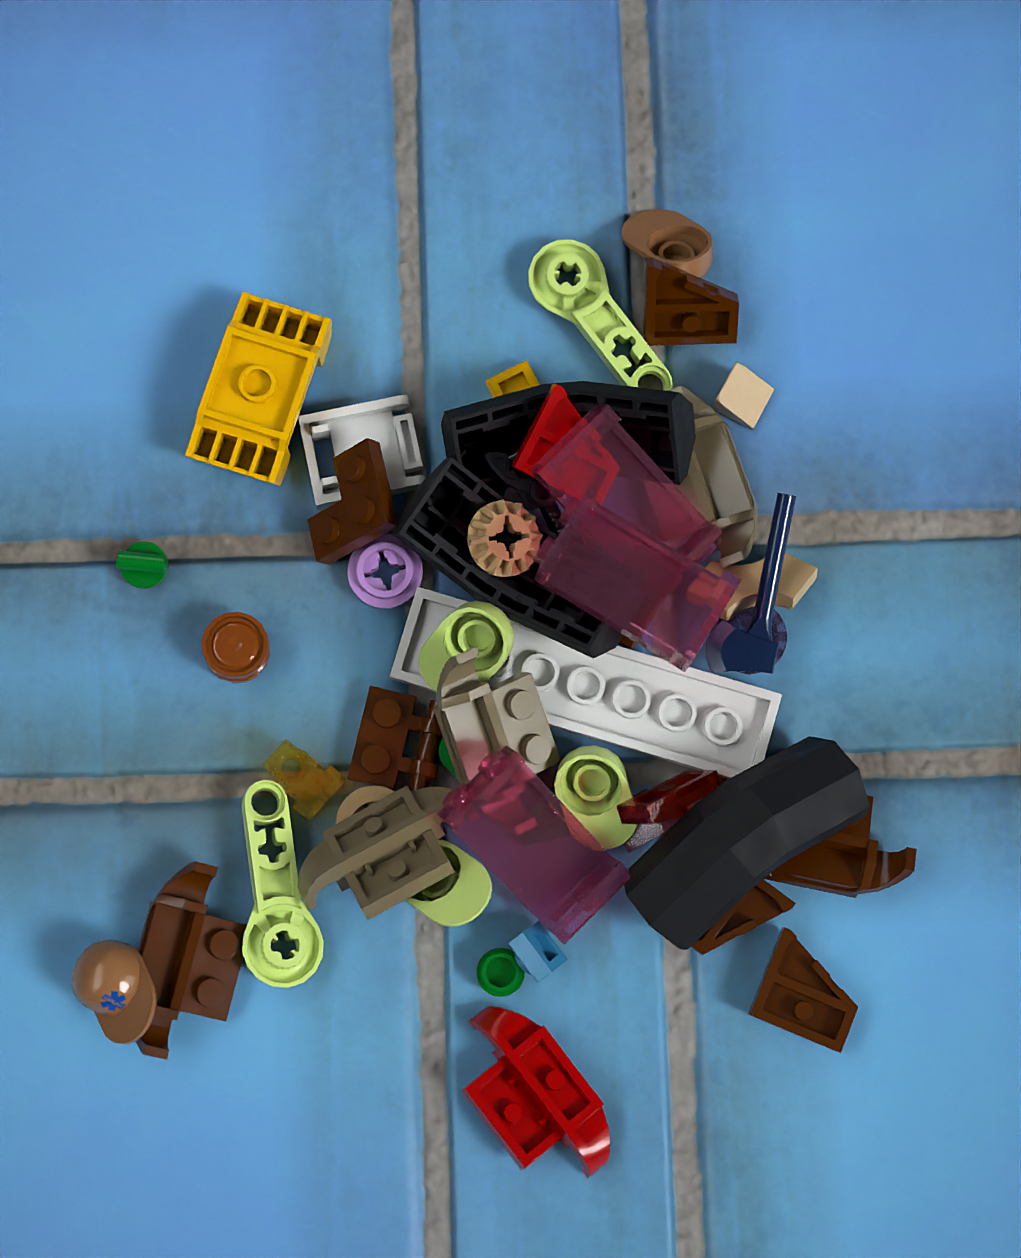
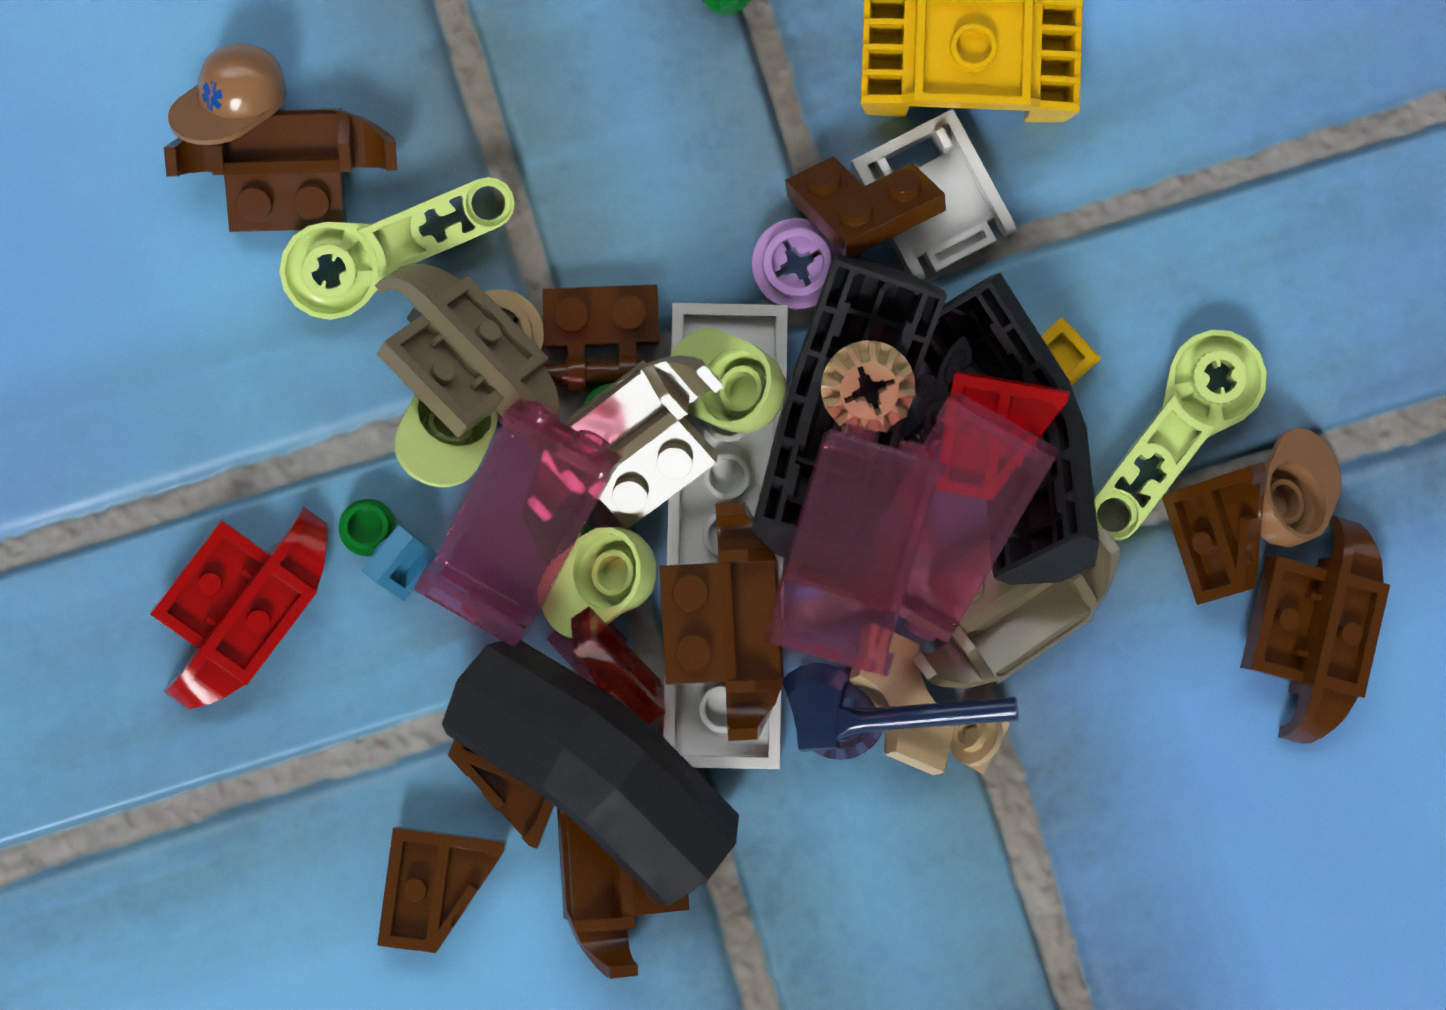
camera: 75 degrees right, 5 degrees up
(236, 647) = (658, 117): dark orange wheel -> none
(310, 786) = (519, 248): clear yellow plate -> none
(657, 704) = (719, 619): none -> reddish brown plate
(743, 396) = (1132, 630): tan slope -> none
(780, 257) = (1320, 628): none -> reddish brown plate
(802, 538) = (977, 743): none -> tan plate

